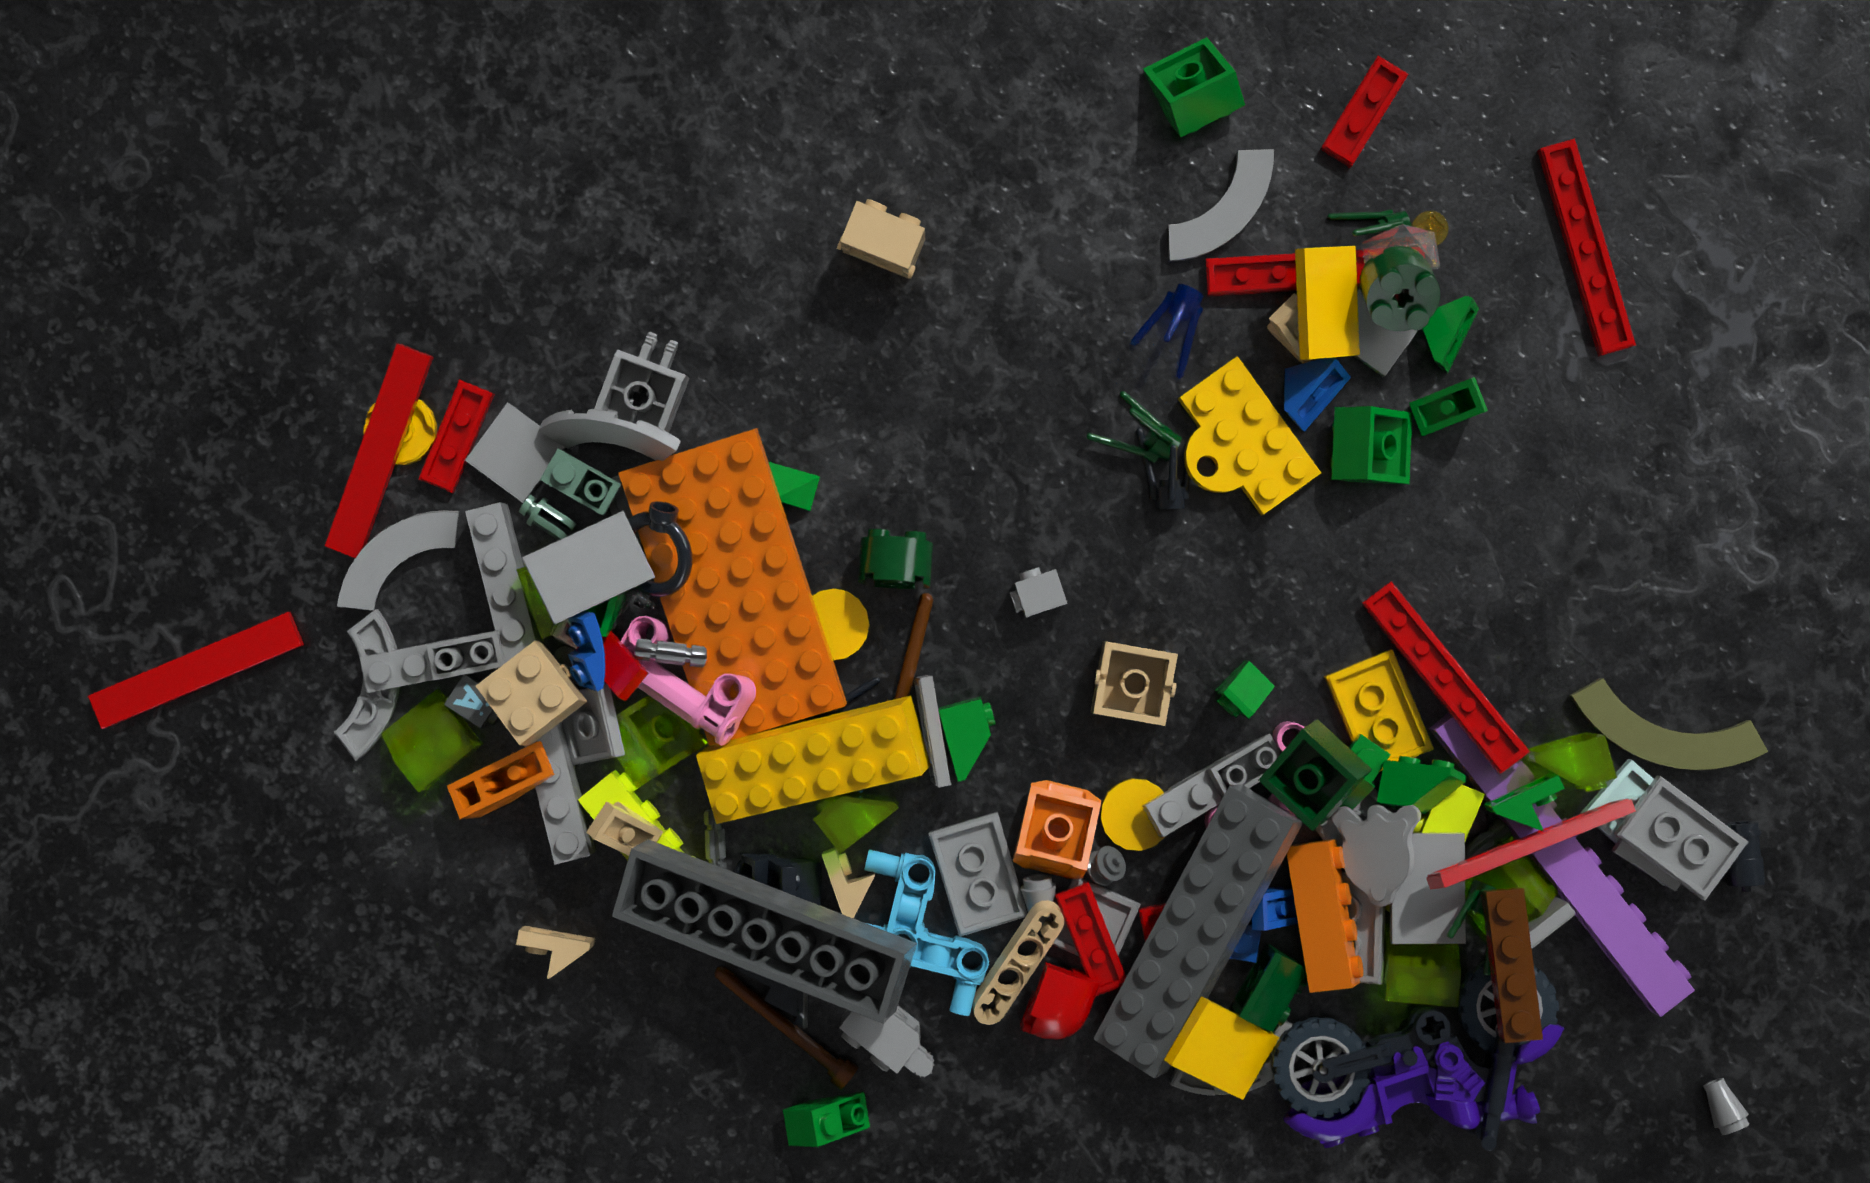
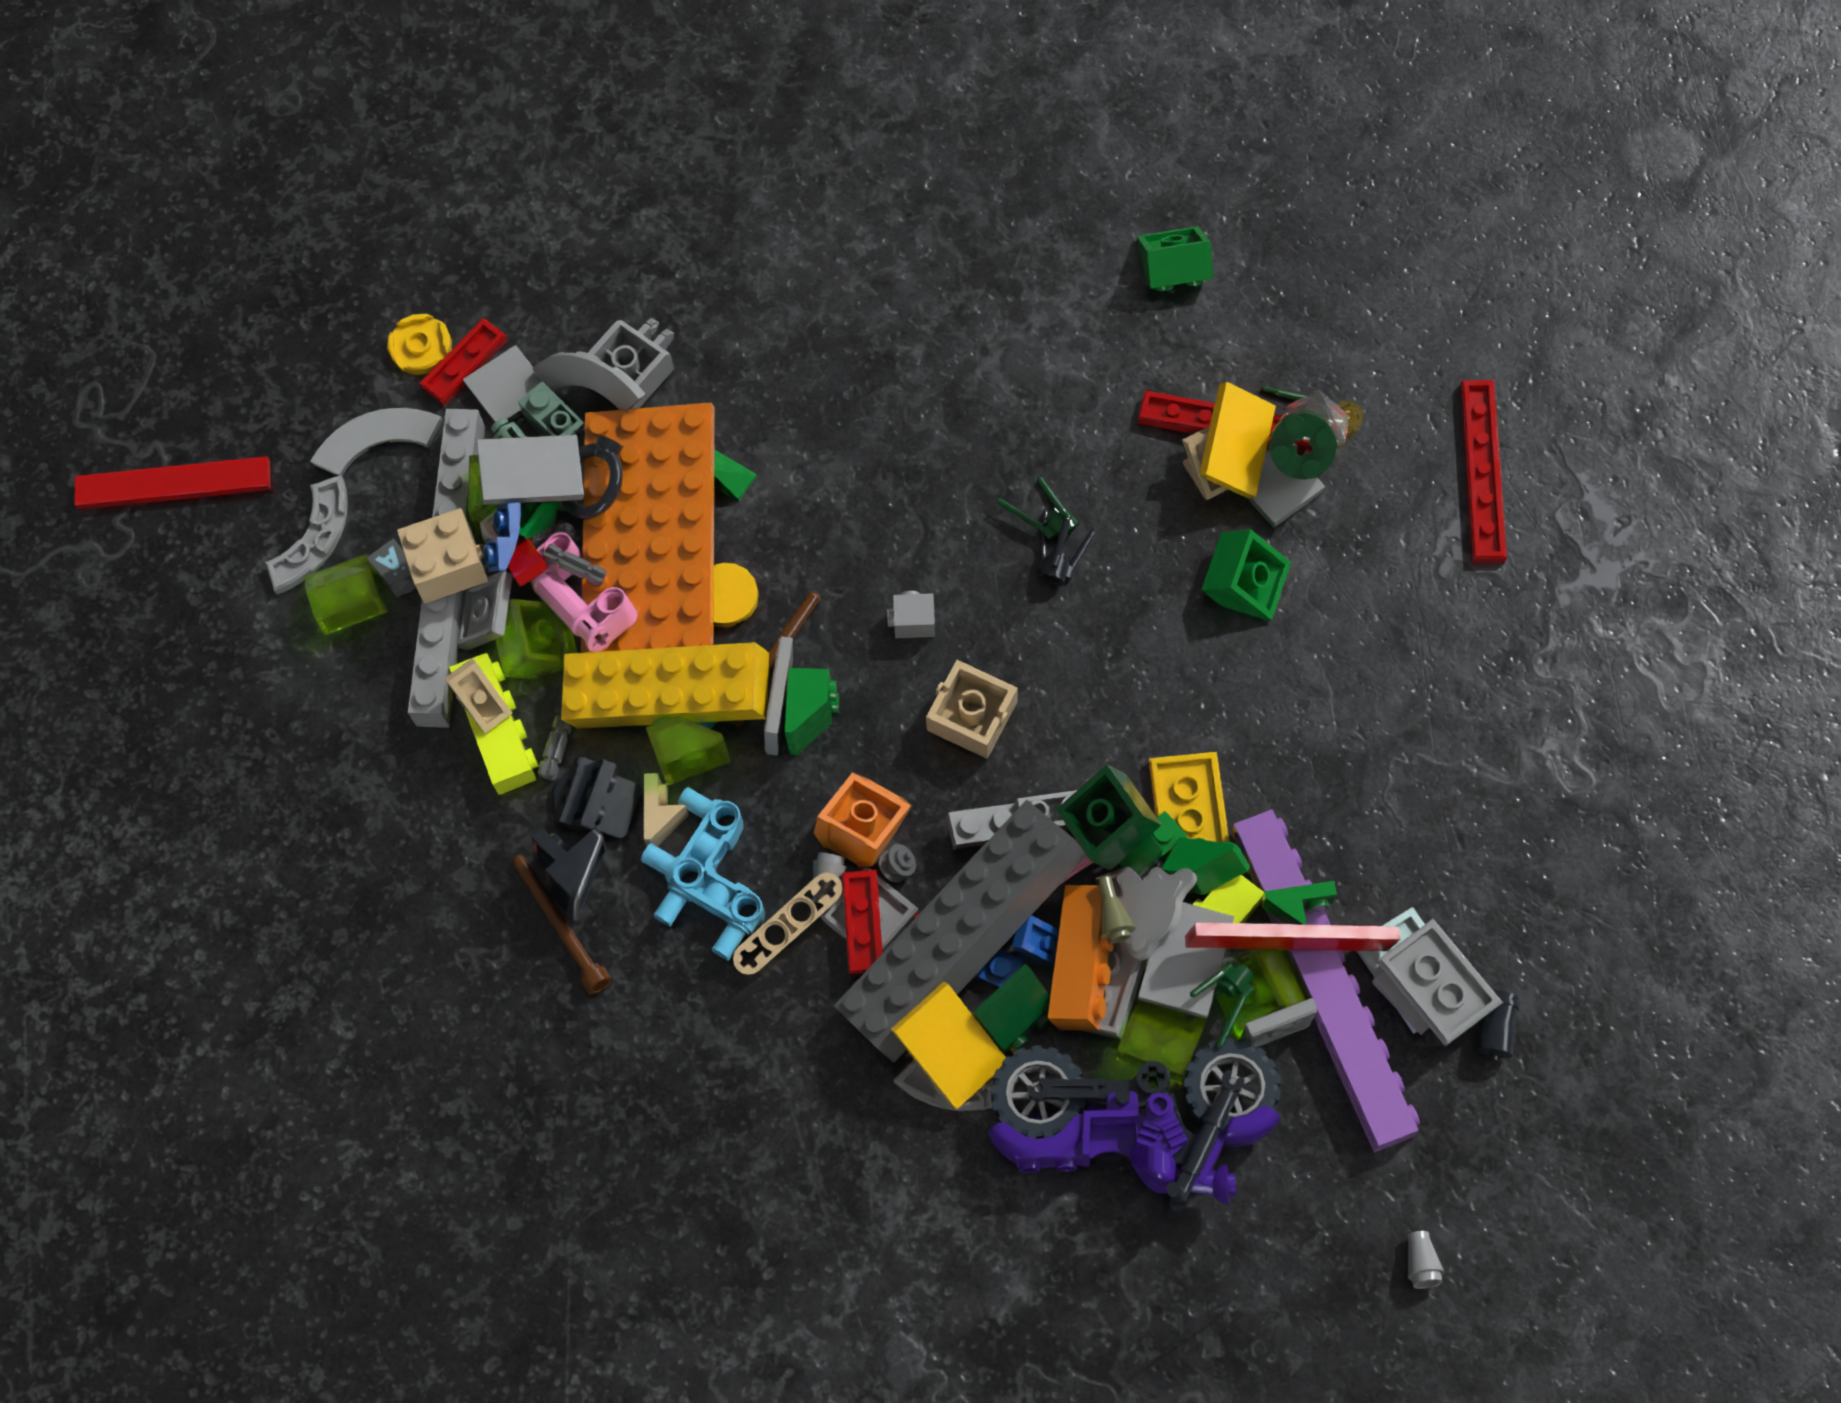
camera: 20 degrees right, 20 degrees down
(379, 450) = (395, 349): red tile -> none
(432, 661) = (365, 524): light grey slope -> none
(500, 782) = (388, 632): orange slope -> none
(564, 946) = (386, 795): tan slope -> none
(764, 930) = (568, 802): dark grey brick -> none
(826, 1119) = (565, 1014): green slope -> none
(883, 238) = (873, 296): tan brick -> none
(891, 1043) = (648, 945): light grey hinge -> none
(895, 560) = (796, 549): dark green brick -> none
(978, 874) = (779, 841): light grey tile -> none
(1059, 1003) = (812, 966): red brick -> none
(1125, 817) = (929, 831): yellow tile -> none
(1182, 304) = (1112, 421): clear blue plant -> none
(1230, 214) = (1174, 363): light grey tile -> none
(1243, 439) = (1134, 543): yellow plate -> none
(1243, 690) = (1068, 743): green slope -> none
(1311, 388) = (1208, 517): blue slope -> none
(1350, 877) = (1115, 919): none -> olive cone
(1364, 111) = (1316, 315): red tile -> none
(1446, 678) = (1257, 783): red tile -> none
(1448, 330) = (1342, 499): green slope -> none
(1448, 406) = (1322, 558): green slope -> none
(1511, 965) = (1241, 1029): reddish brown brick -> none
(1577, 759) = (1359, 884): clear neon green slope -> none
(1661, 745) = (1447, 908): olive tile -> none

